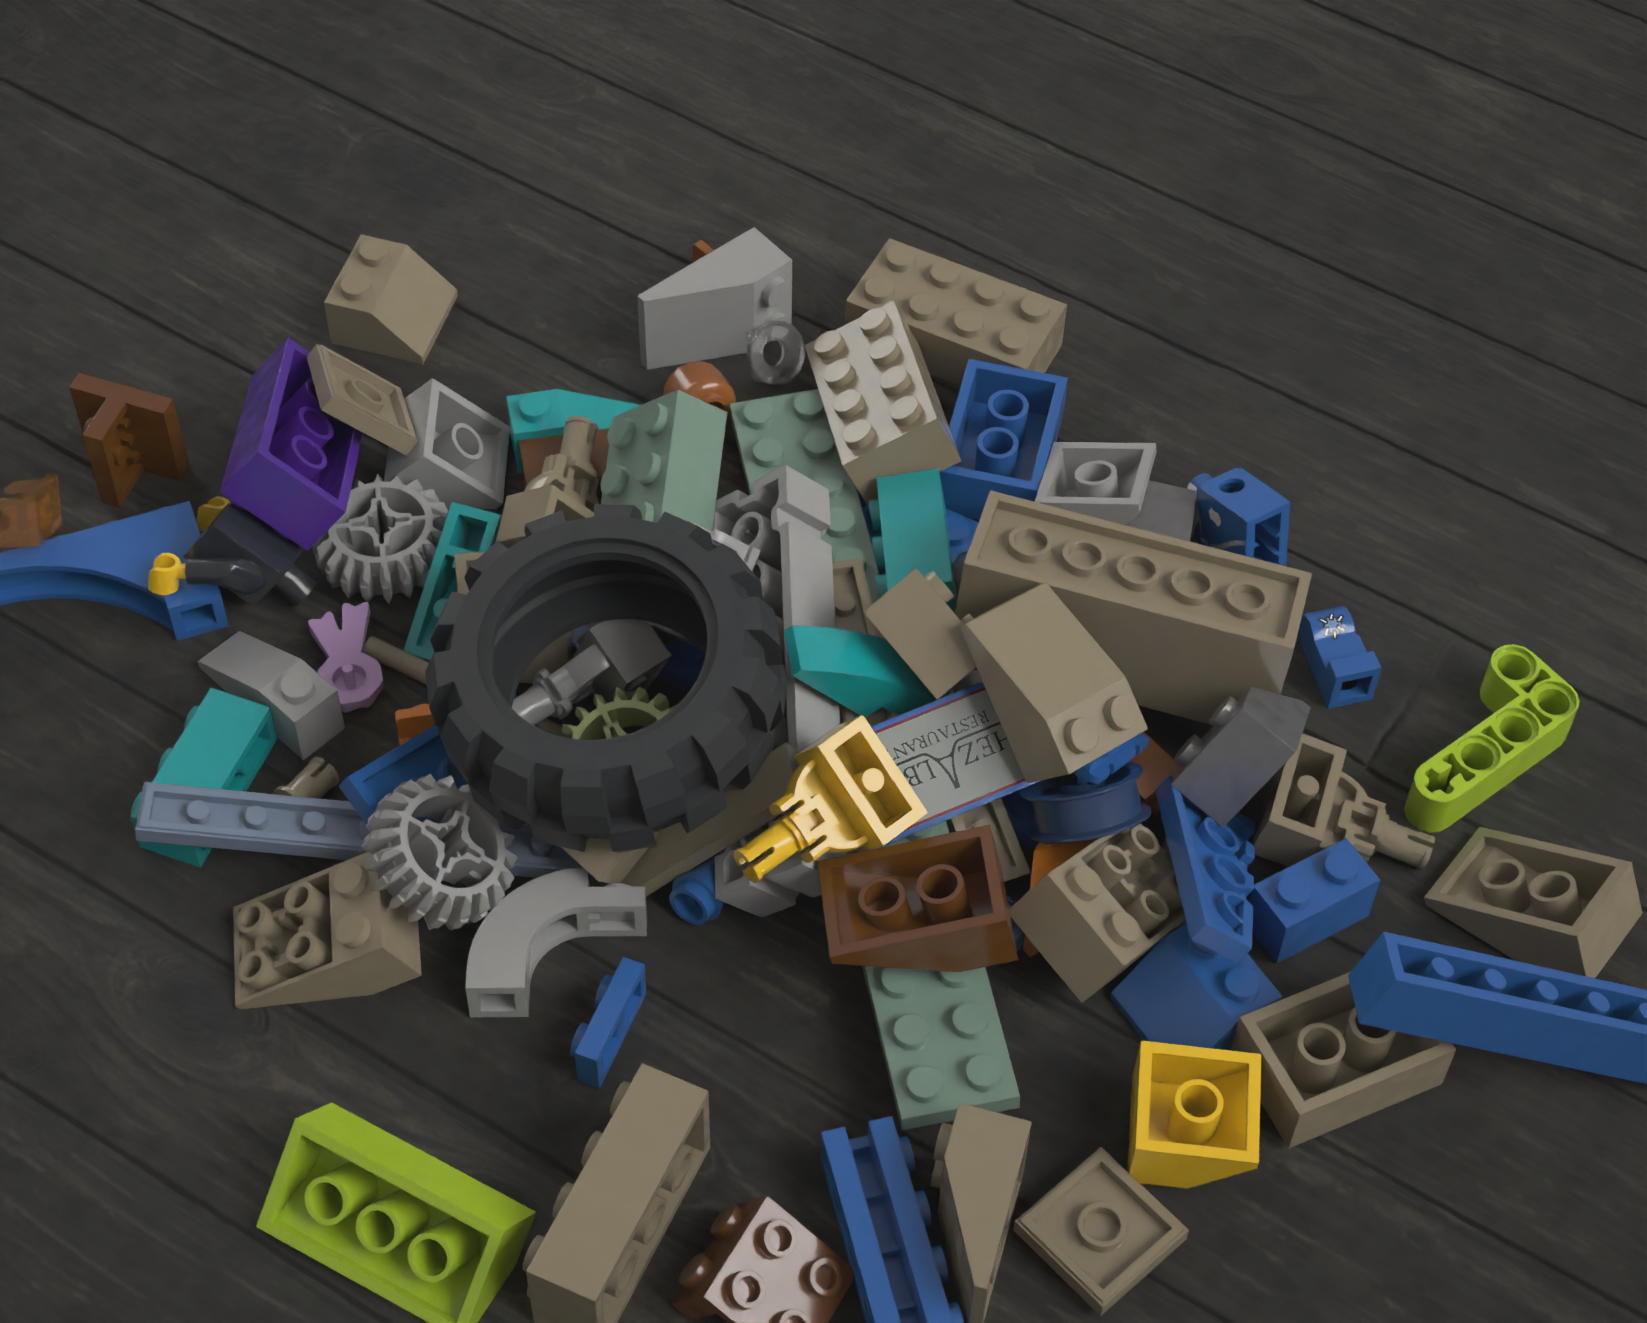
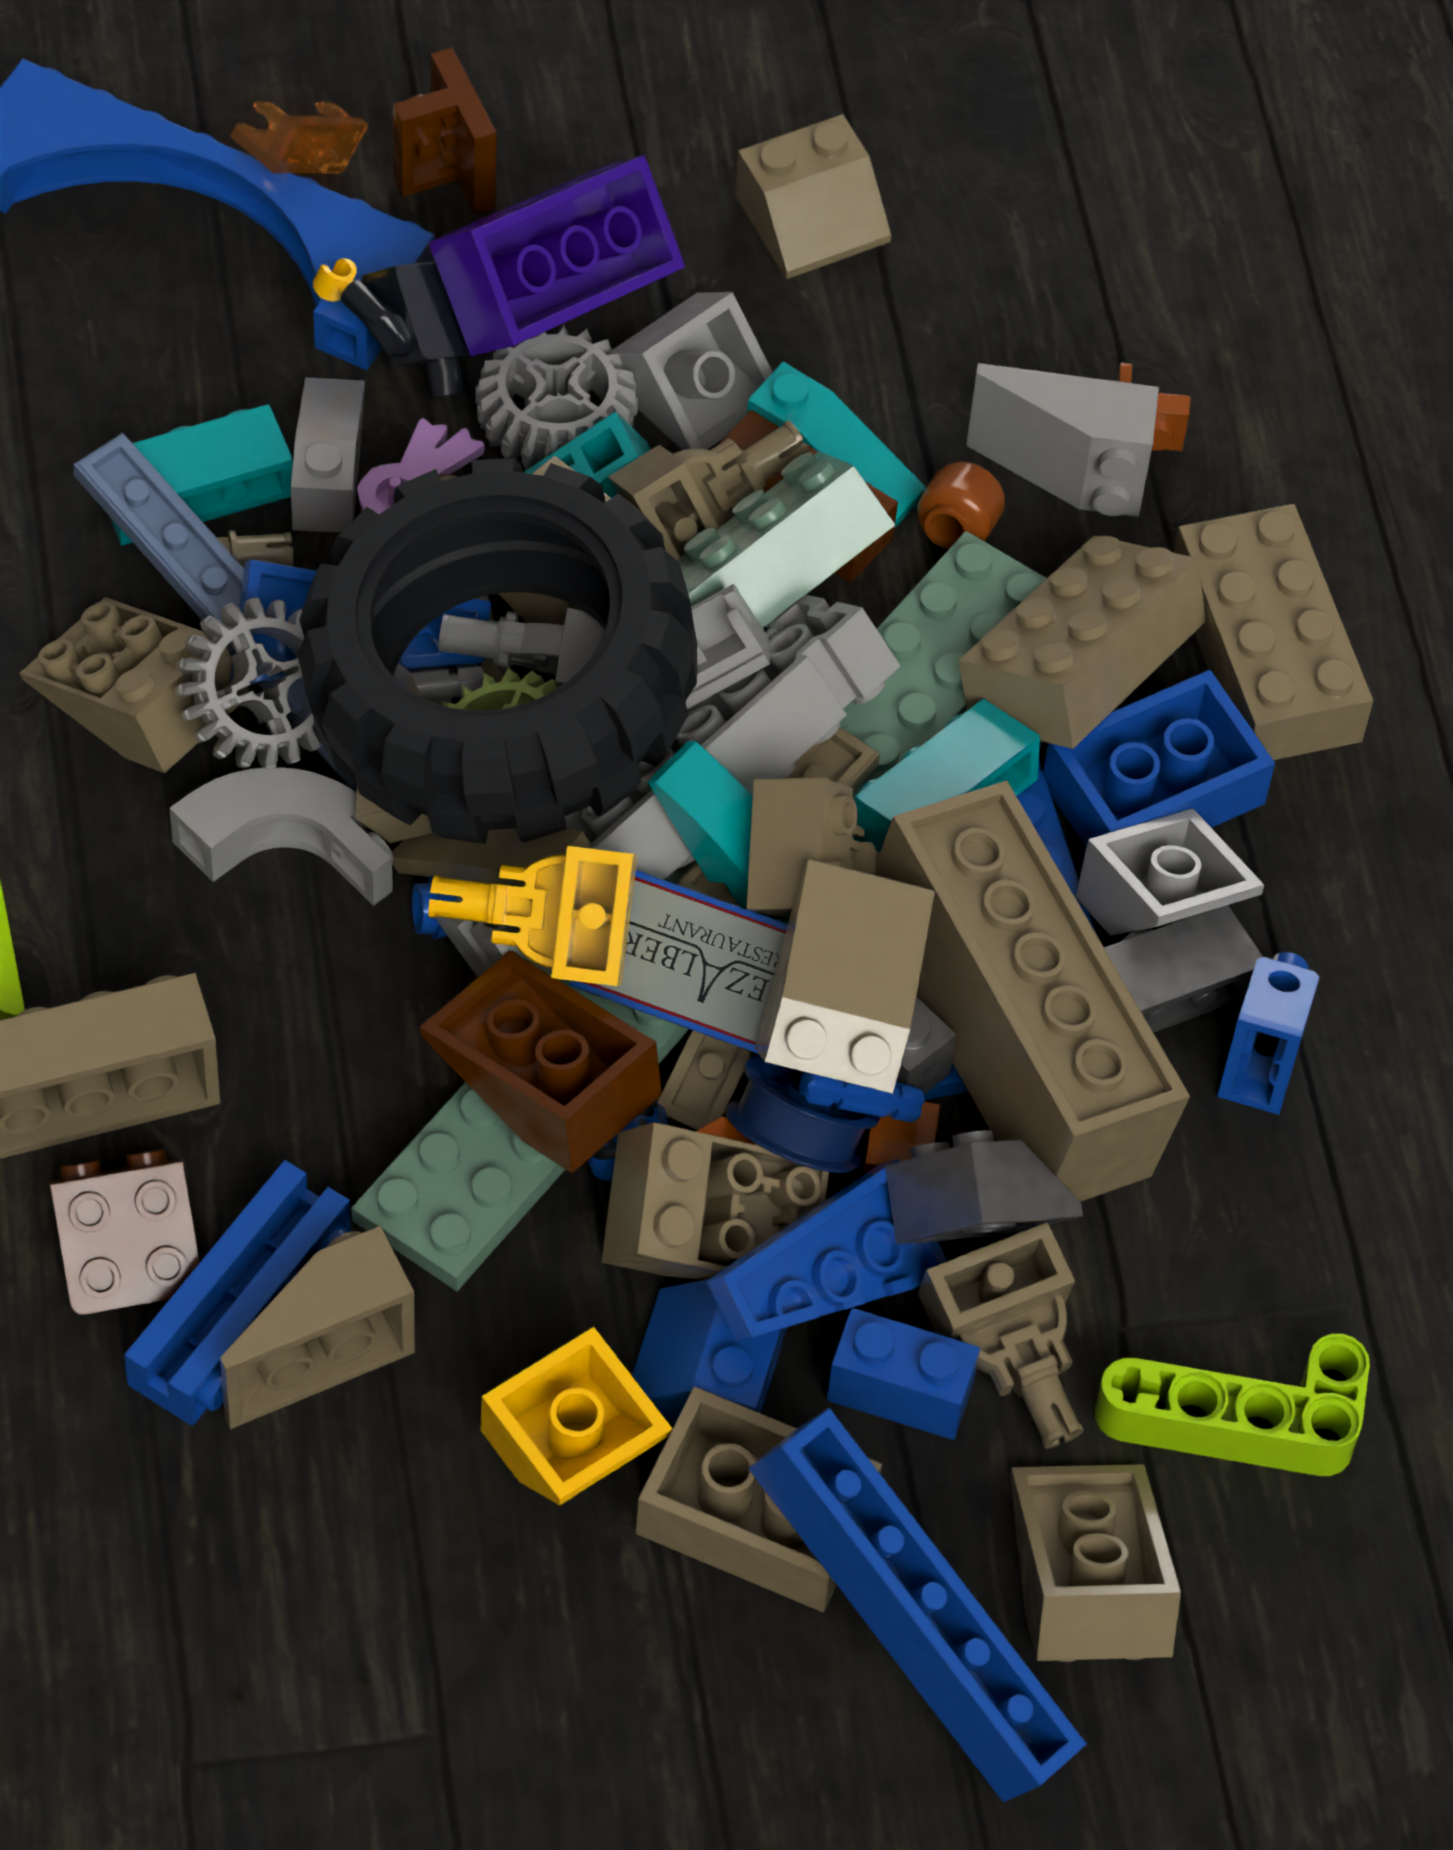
camera: 45 degrees right, 5 degrees up
(361, 399) = (648, 261): dark tan plate -> none
(616, 1006) = (252, 938): blue plate -> none
(792, 352) = (1074, 495): clear piece -> none
(1100, 1230) = (409, 1441): dark tan plate -> none
(1338, 656) = (1212, 1215): blue leg -> none

